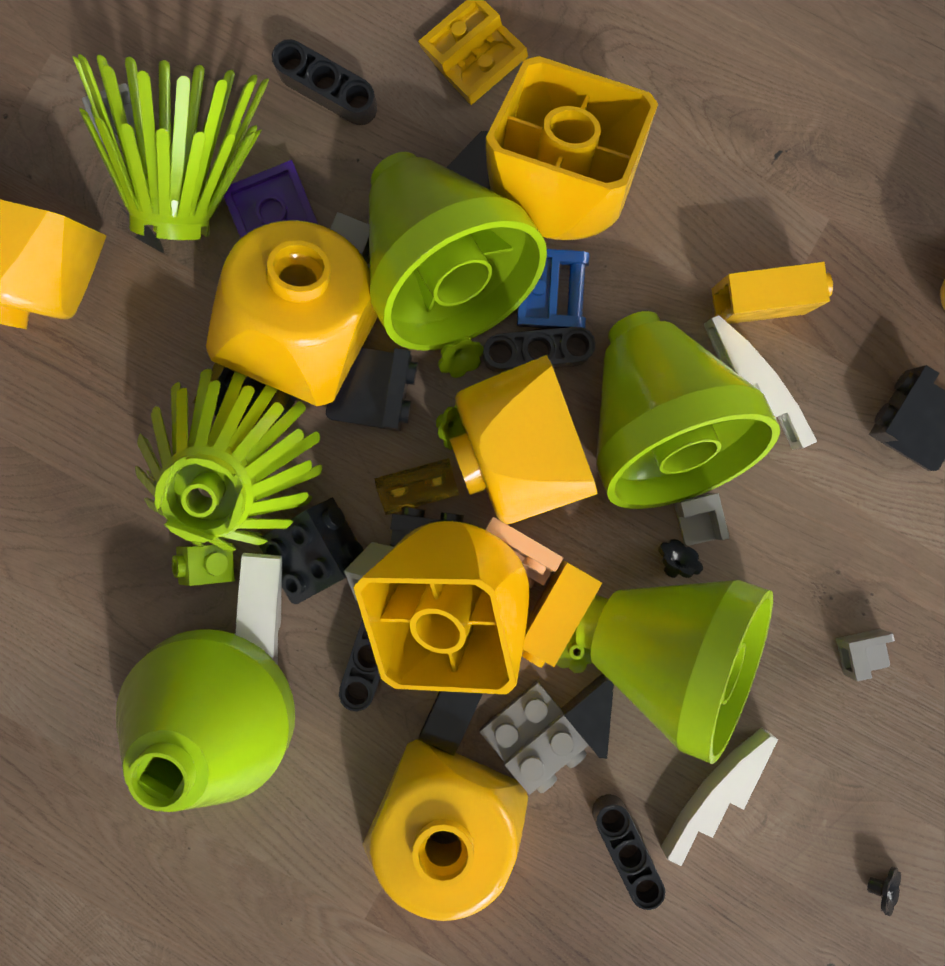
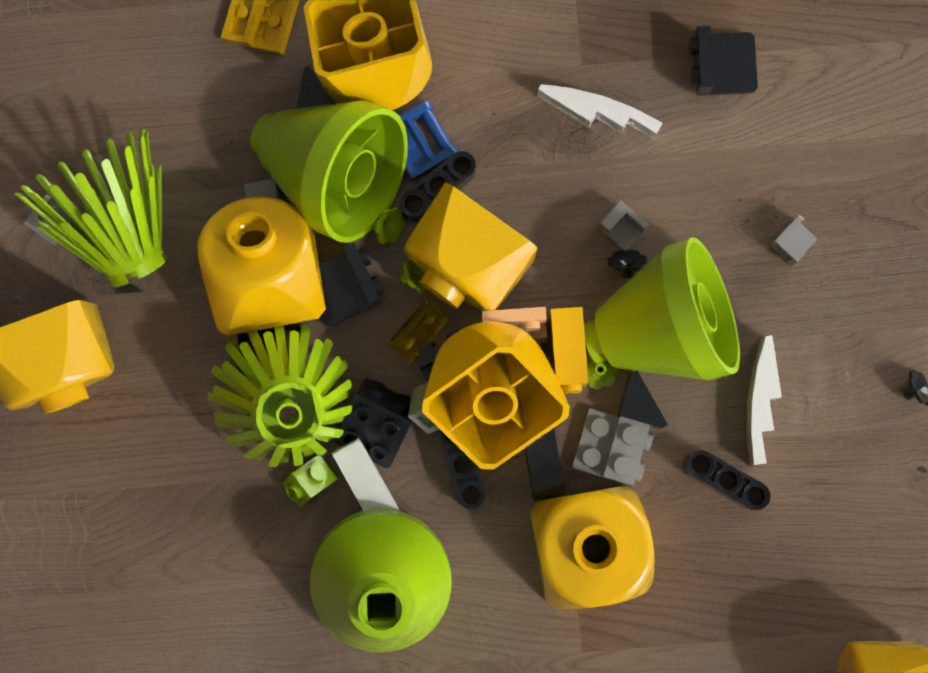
camera: 30 degrees left, 5 degrees down
(268, 198) = (191, 209): dark purple plate -> none
(316, 67) = (164, 98): black beam -> none
(674, 417) = (557, 170): lime cone -> none
(772, 293) = (566, 47): yellow brick -> none

